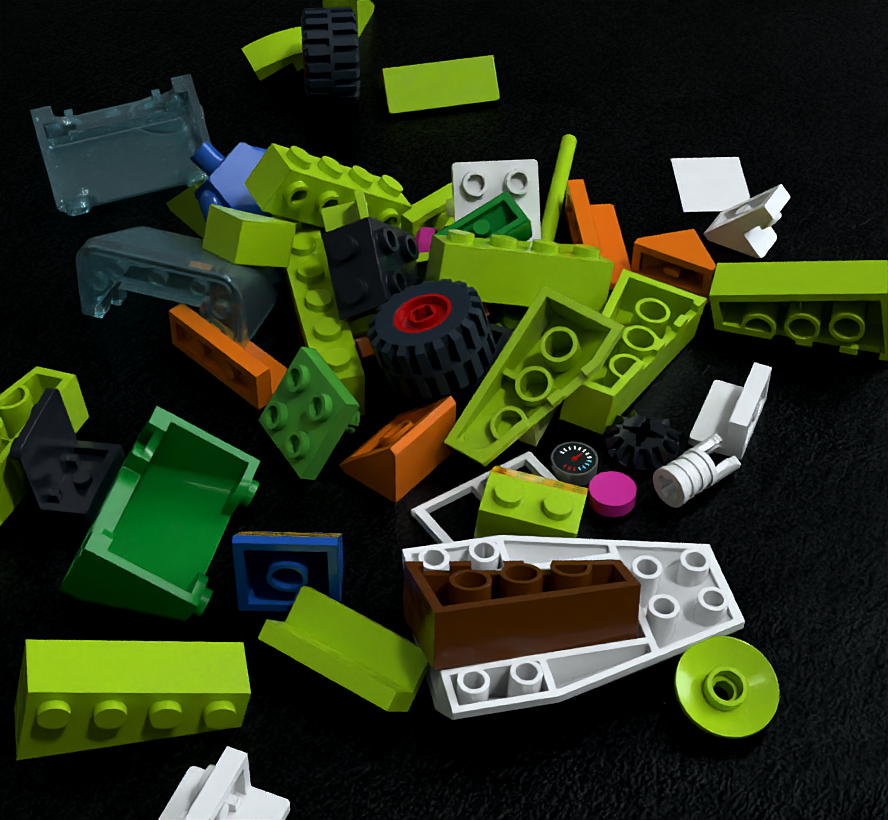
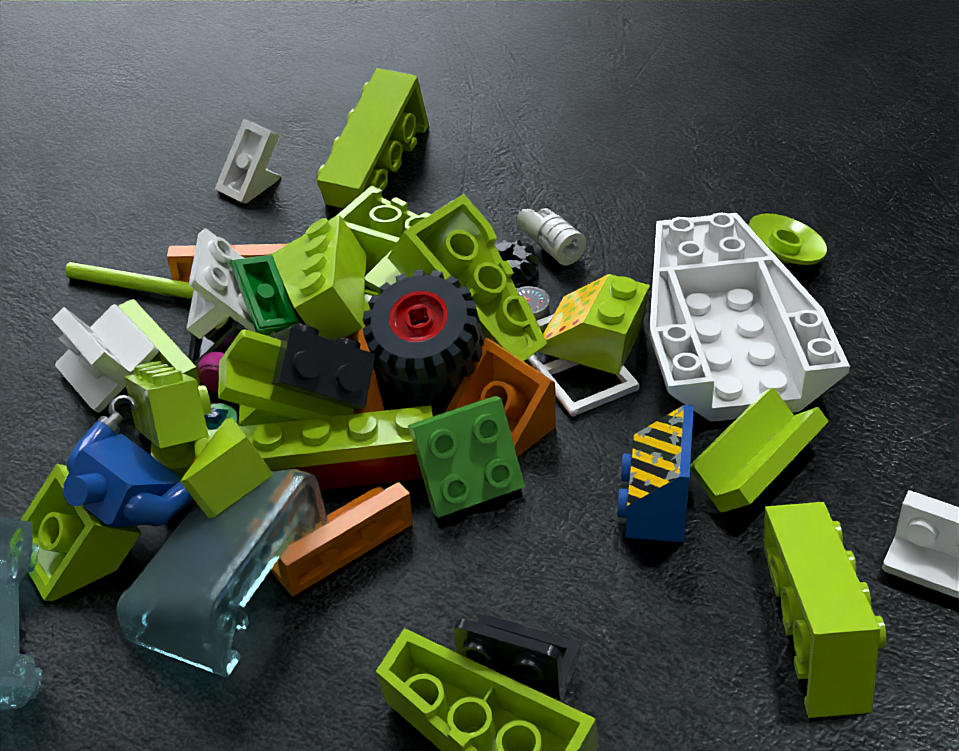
camera: 80 degrees left, 0 degrees up
(162, 522) = (614, 605): green windscreen -> none
(425, 160) = (101, 354): none -> white bracket
(518, 610) = (746, 327): reddish brown wedge -> none
(612, 494) = (565, 281): dark pink piece -> none
(675, 260) = (296, 208): orange slope -> none
(710, 183) = (167, 191): white sticker -> none
(732, 412) = (493, 197): white panel -> none

